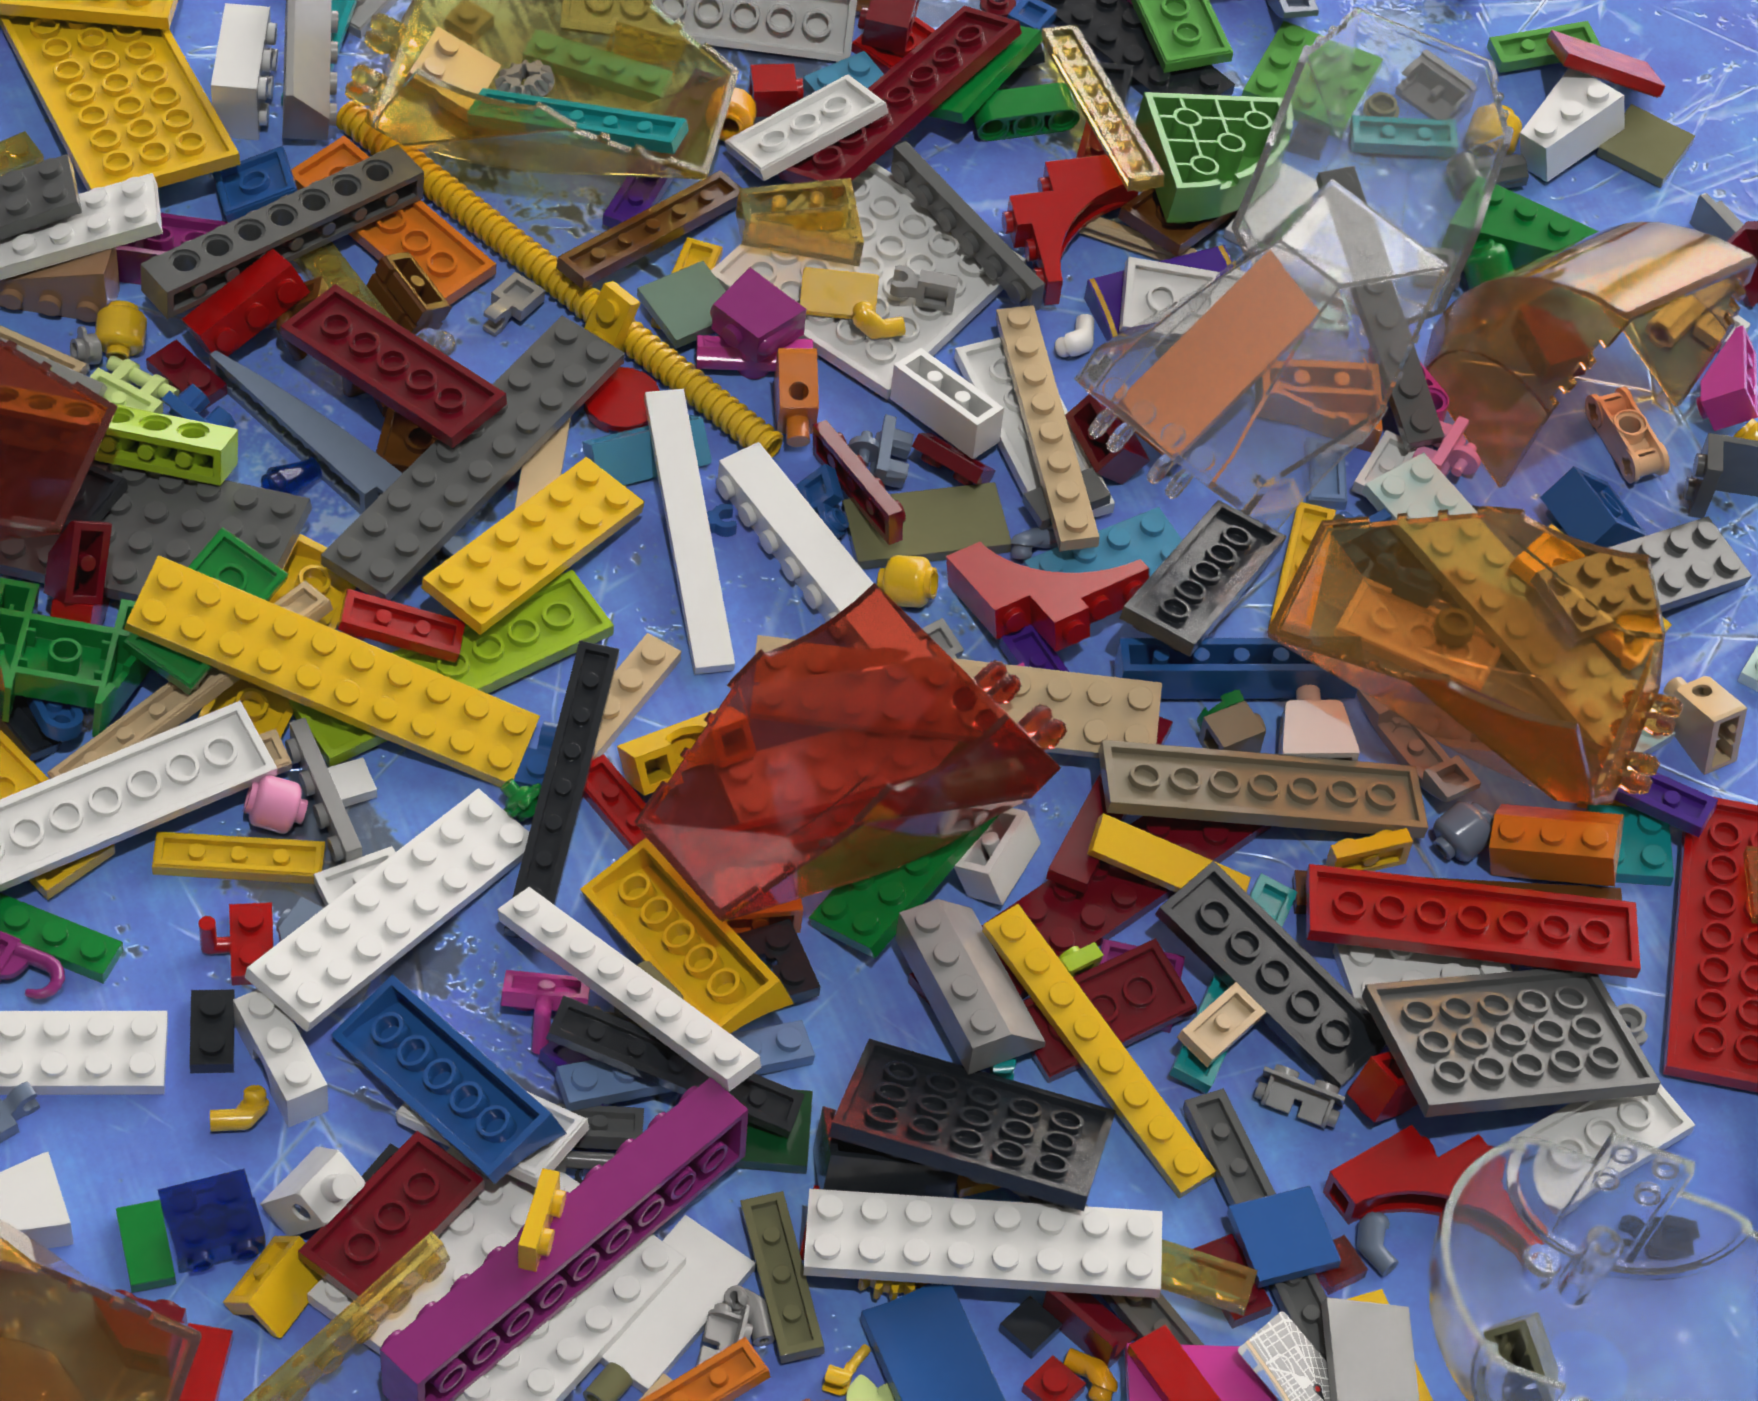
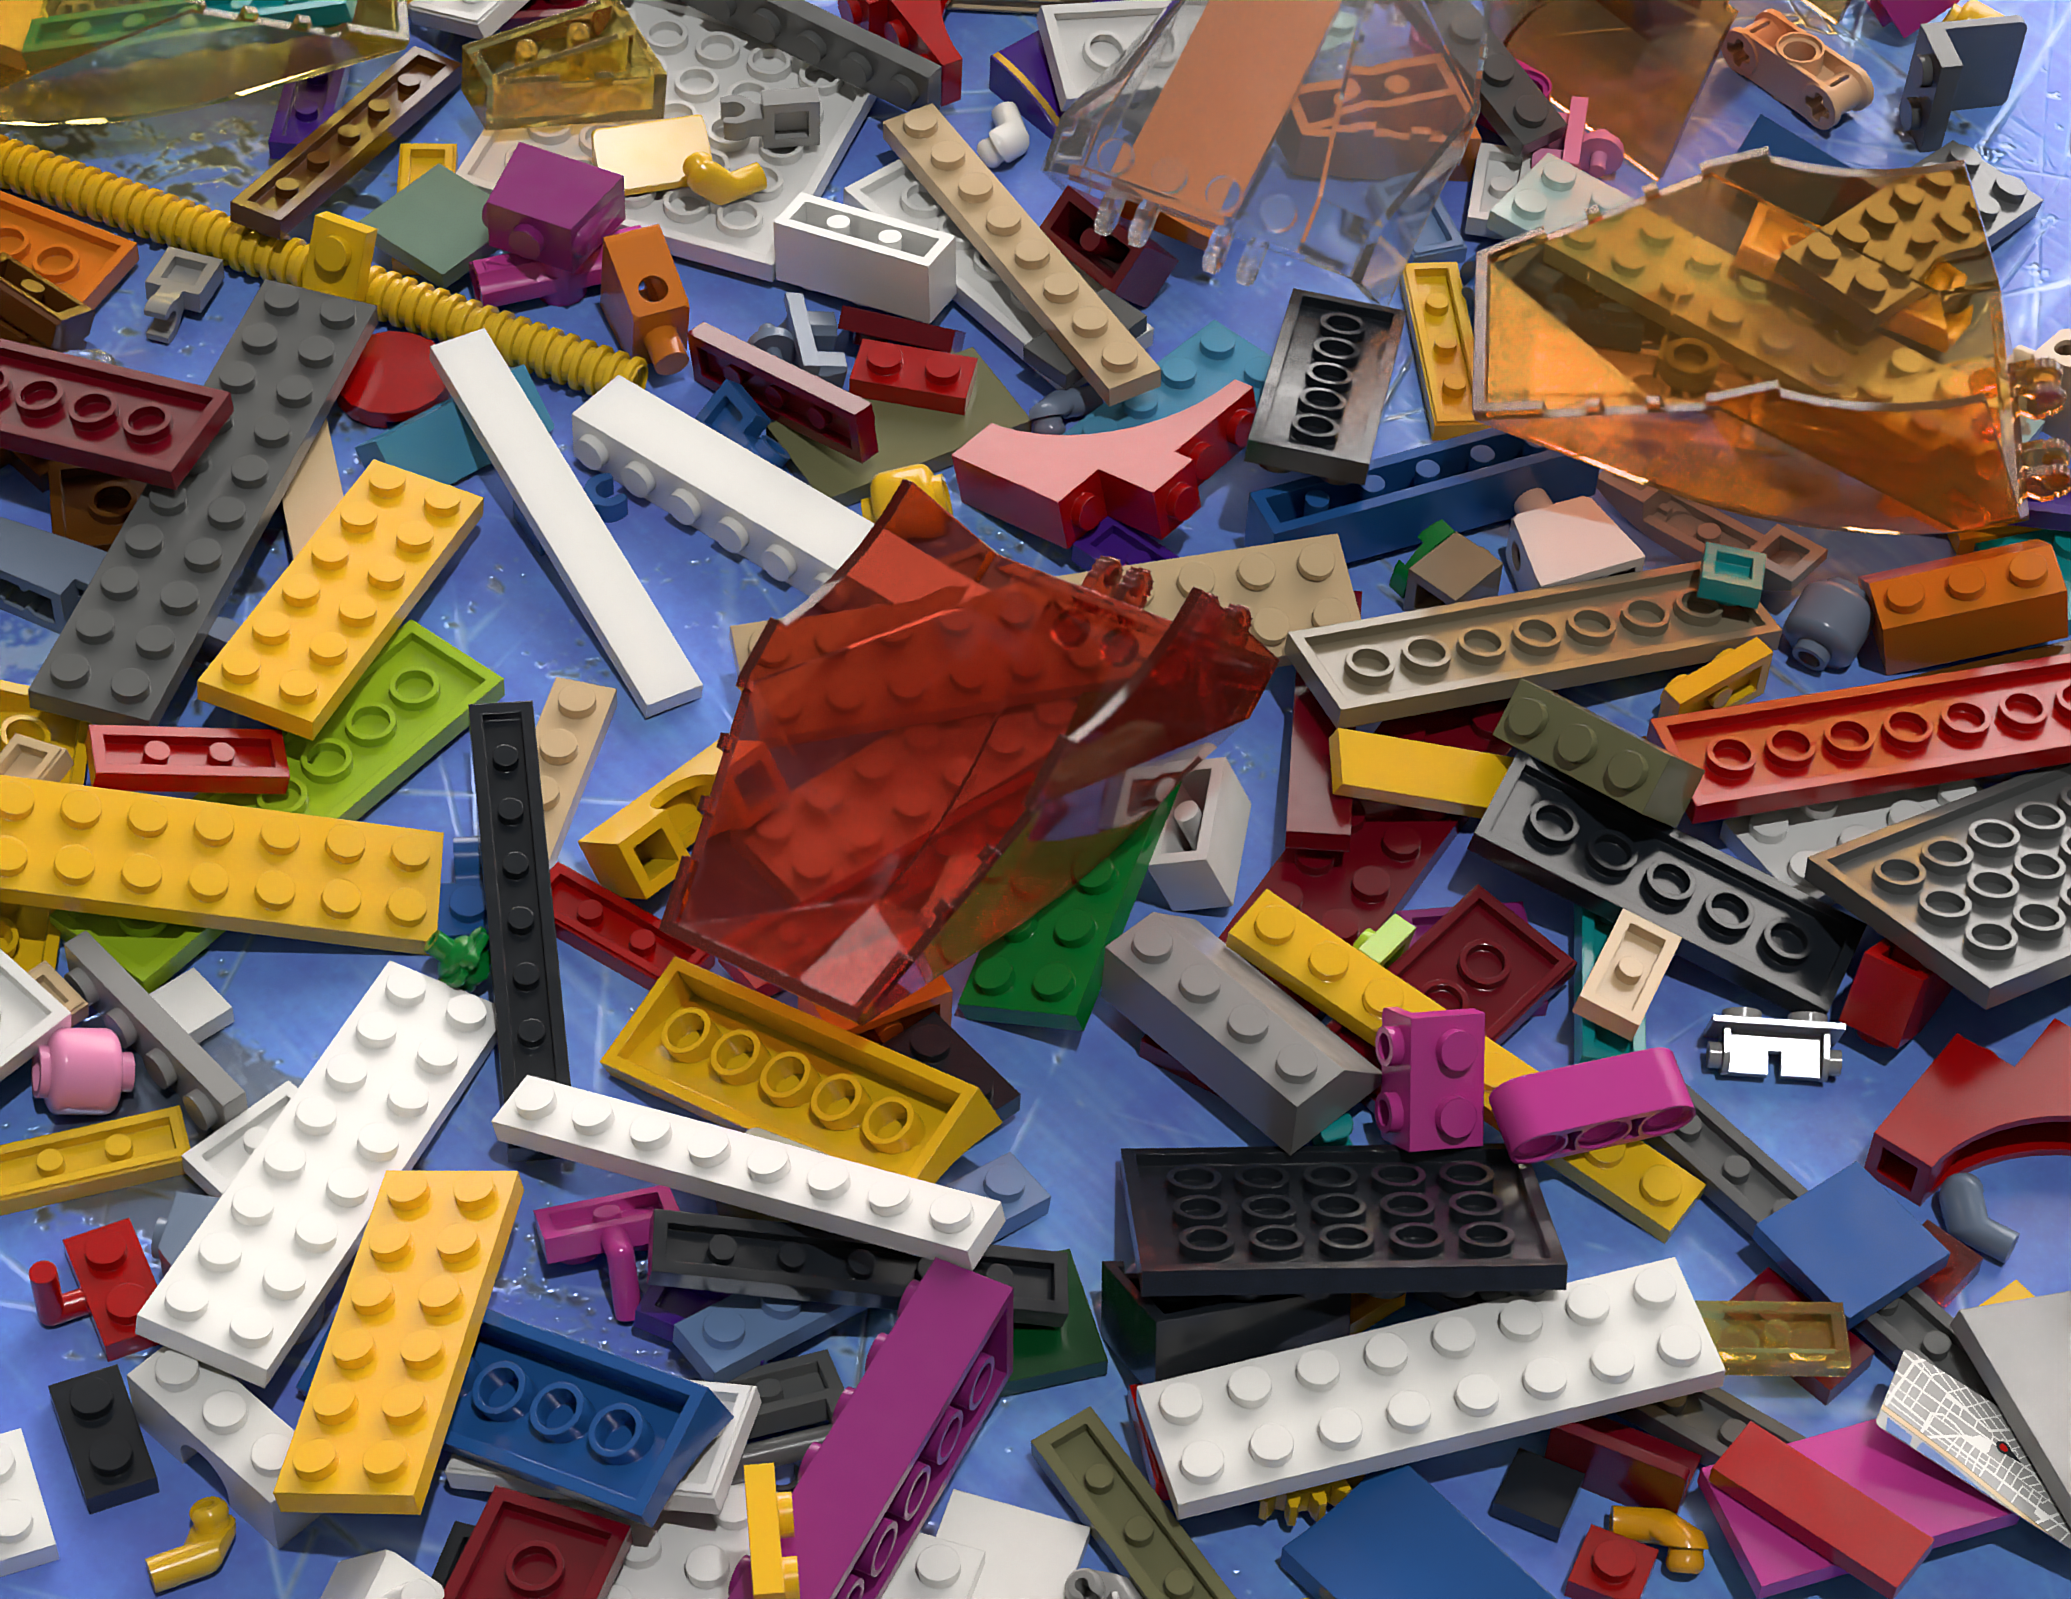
camera: 15 degrees left, 5 degrees down
(393, 1028) = (400, 1344): none -> yellow plate
(947, 493) = (913, 376): none -> red plate
(1068, 1054) = (1431, 1078): none -> dark pink bracket
(1158, 1101) = (1591, 1105): none -> dark pink beam
(1262, 877) = (1599, 753): none -> olive brick
(1408, 782) = (1731, 575): none -> teal plate

